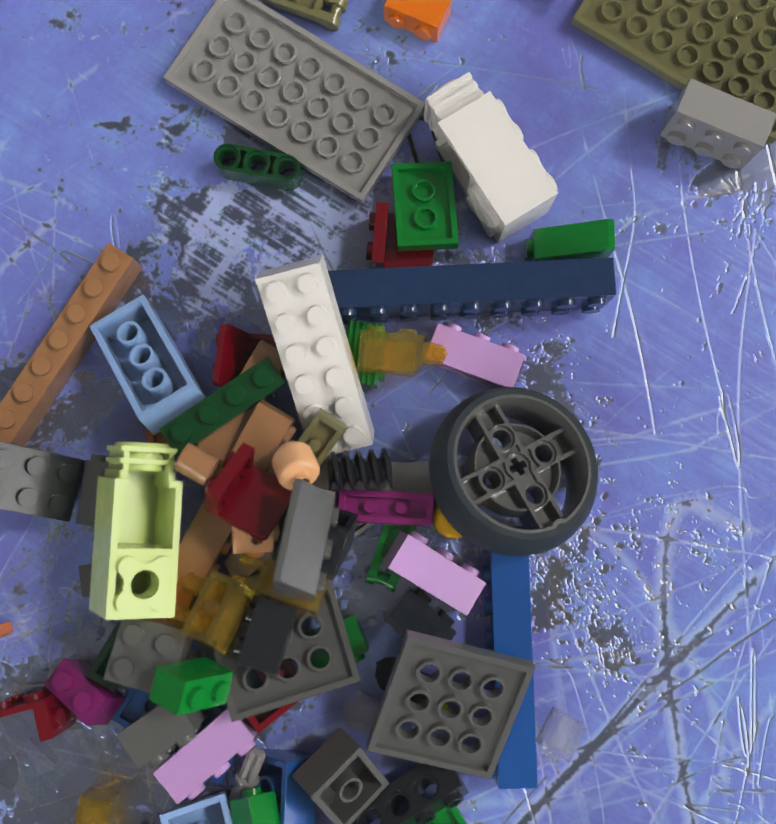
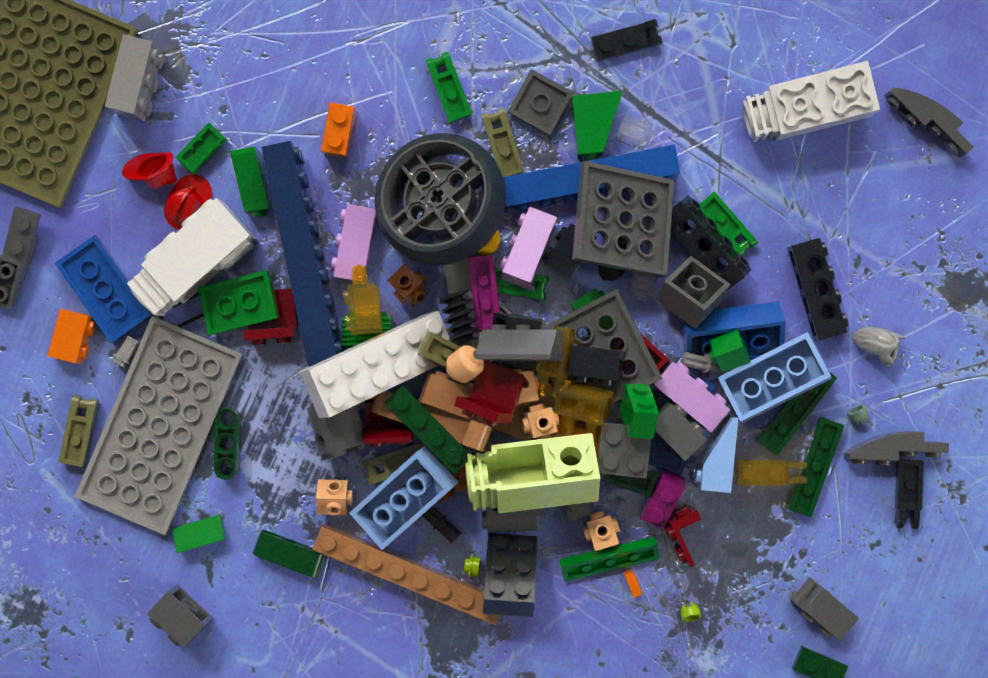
camera: 100 degrees left, 5 degrees up
(26, 616) = (609, 559): none -> green plate
(52, 435) = (472, 566): none -> lime plate
(60, 76) = (179, 616): none -> dark grey brick
(60, 605) = (608, 536): none -> light nougat brick
(108, 409) = (440, 523): none -> black axle
(108, 772) = (716, 463): none -> light blue slope
(112, 216) = (289, 553): none -> dark green beam
(157, 118) = (199, 533): none -> green slope
(168, 279) = (333, 497): none -> light nougat brick
(199, 357) = (390, 461): none -> olive plate
(214, 544) = (531, 419): none -> light nougat brick
(240, 298) = (338, 433): none -> dark grey cylinder
(387, 68) = (126, 352): none -> light grey pin
(410, 414) = (409, 285): none -> reddish brown brick
(478, 46) = (102, 289): none -> blue plate
(564, 167) = (186, 199): none -> red piece
(571, 562) = (502, 143): none -> olive plate
(582, 682) = (592, 121): none -> green slope
(601, 131) = (152, 169): none -> red piece
(616, 618) = (540, 102): none -> dark grey plate
(617, 360) = (338, 130): none -> orange brick
(618, 193) = (201, 148): none -> green plate
(649, 505) = (449, 88): none -> green plate
(679, 743) = (625, 41): none -> black plate

